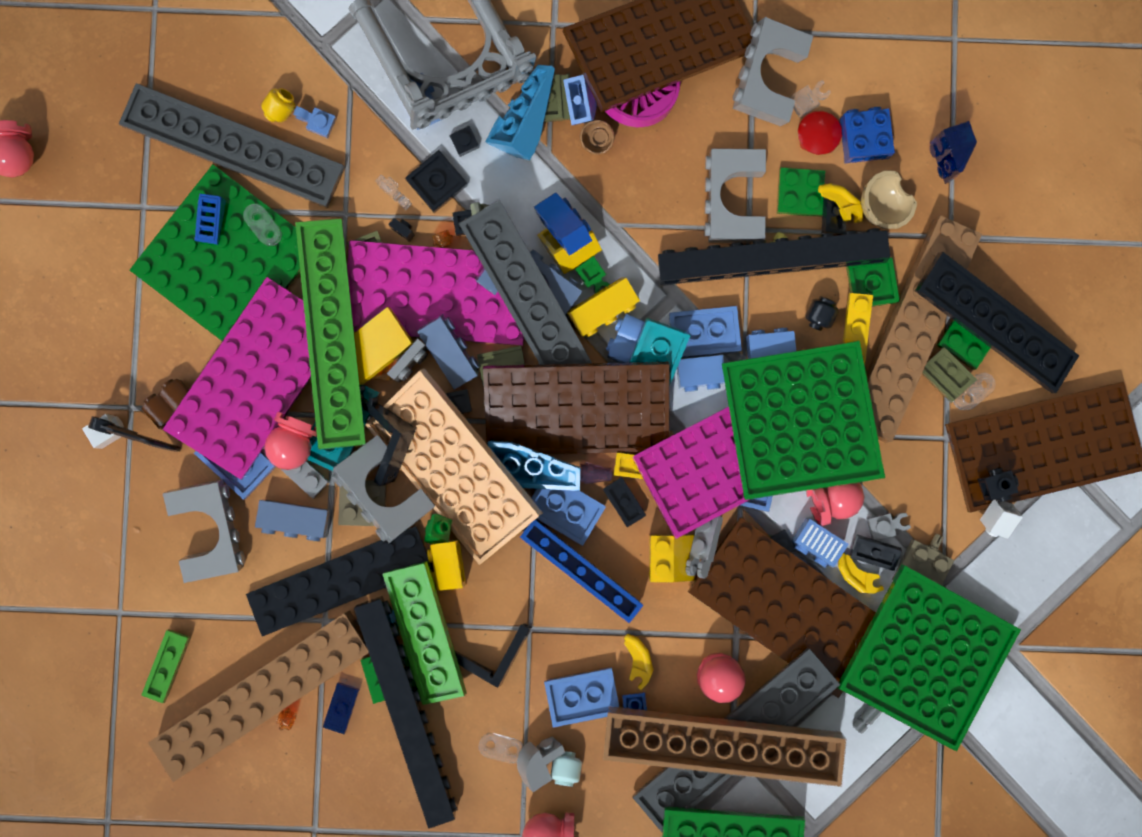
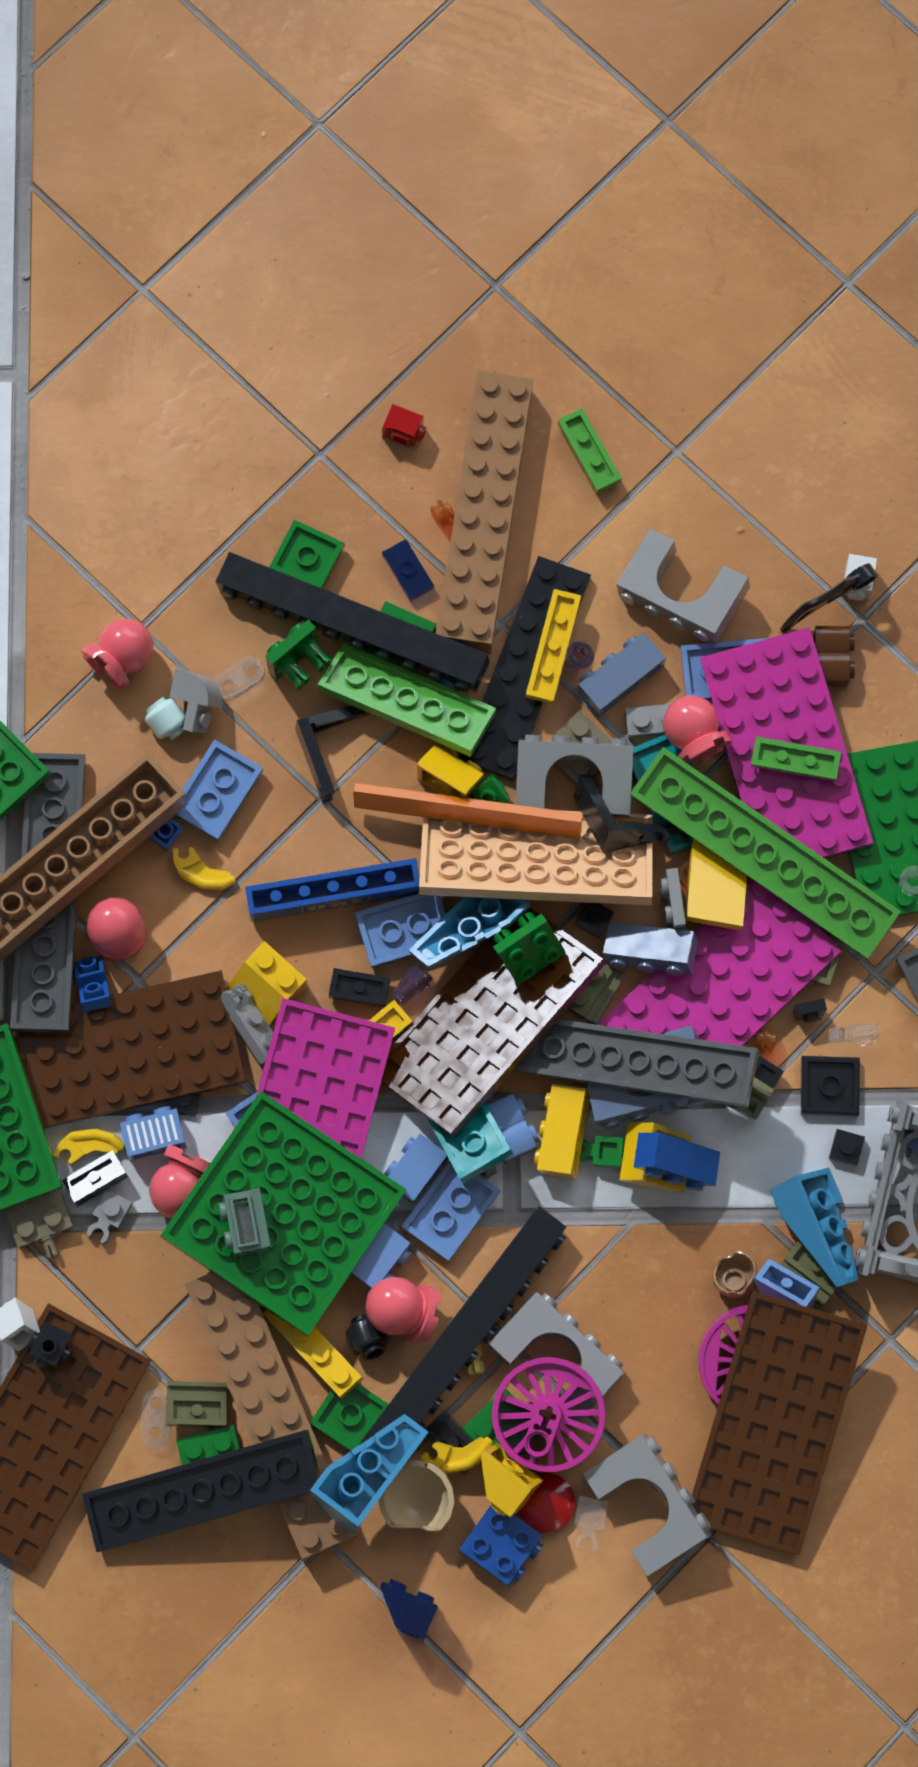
camera: 130 degrees right, 10 degrees down
(250, 795) = (403, 426): none -> red window
(254, 364) = (796, 759): none -> bright green plate
(304, 553) = (578, 656): none -> cone
(311, 574) = (553, 646): none -> yellow plate
(386, 778) = (307, 554): none -> green plate
(462, 533) = (468, 810): none -> orange tile
(464, 732) = (285, 655): none -> green plate
(516, 416) = (528, 948): none -> green plate
(765, 660) = (92, 983): none -> blue slope
(779, 177) = (565, 1372): none -> dark pink piece
(791, 303) = (402, 1308): none -> coral tile
(833, 434) = (245, 1222): none -> sand green window
(834, 155) = (507, 1481): none -> yellow slope
(914, 234) = (360, 1478): none -> dark azure wedge

